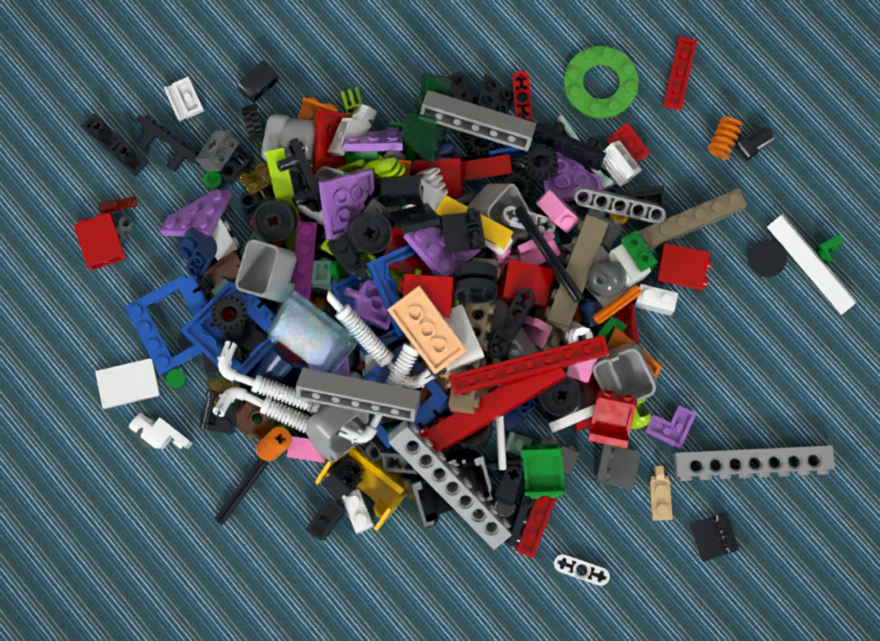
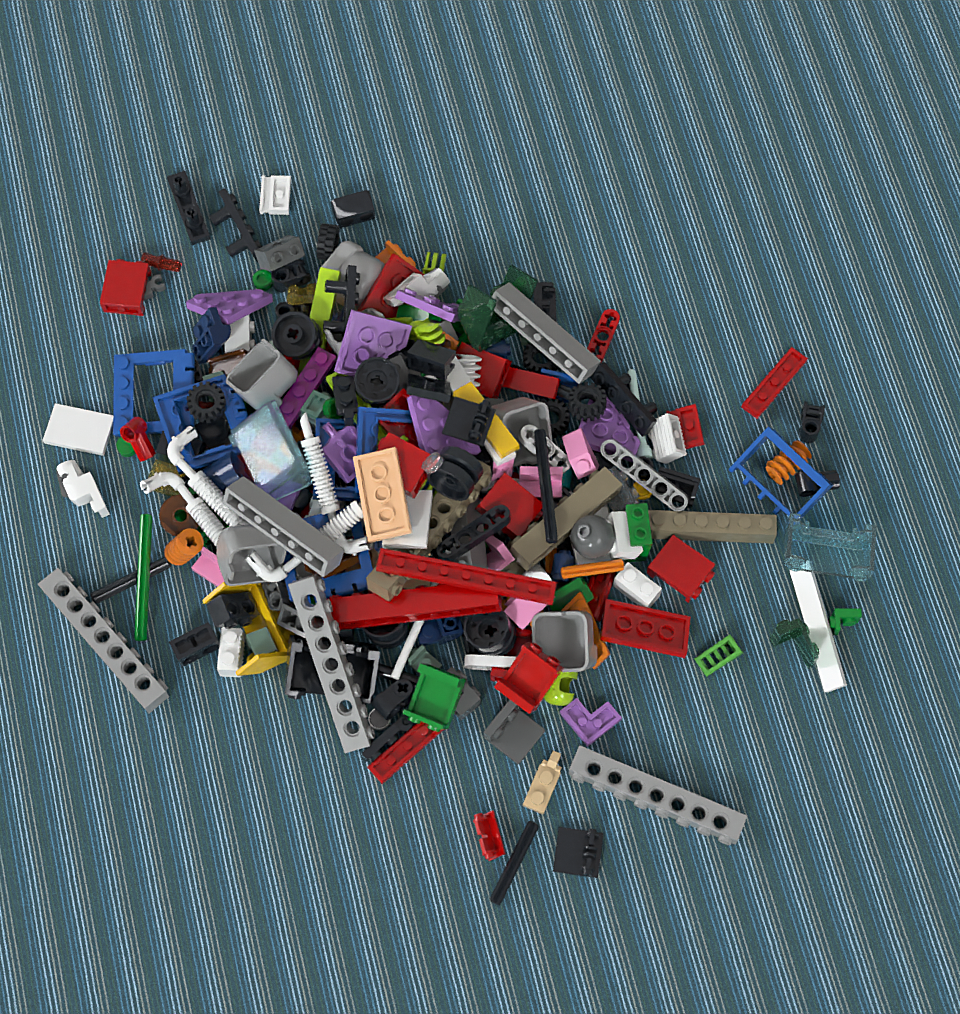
camera: 25 degrees right, 10 degrees down
(180, 529) = (53, 587): none -> light grey brick
(182, 368) = (134, 433): none -> red piece
(223, 424) = (153, 500): black plate -> none
(252, 484) = (143, 577): none -> green axle
(379, 493) = (260, 642): none -> sand green panel
(456, 284) = (432, 463): none -> clear tile
(493, 96) = (574, 319): black hinge -> none
(592, 106) = (688, 383): bright green plate -> none
(597, 569) = (416, 803): white beam -> none
(637, 554) = (491, 839): none -> red hinge
(669, 569) = (514, 863): none -> black axle
(679, 331) = (645, 628): none -> red plate
(725, 90) = (810, 419): none -> black piece
(751, 328) = (730, 657): none -> bright green slope
(753, 140) = (782, 444): none -> blue hinge
(767, 258) = (774, 600): black tile -> none
(795, 198) = (829, 550): none -> clear light blue windscreen
(805, 280) = (800, 634): none -> clear green bracket

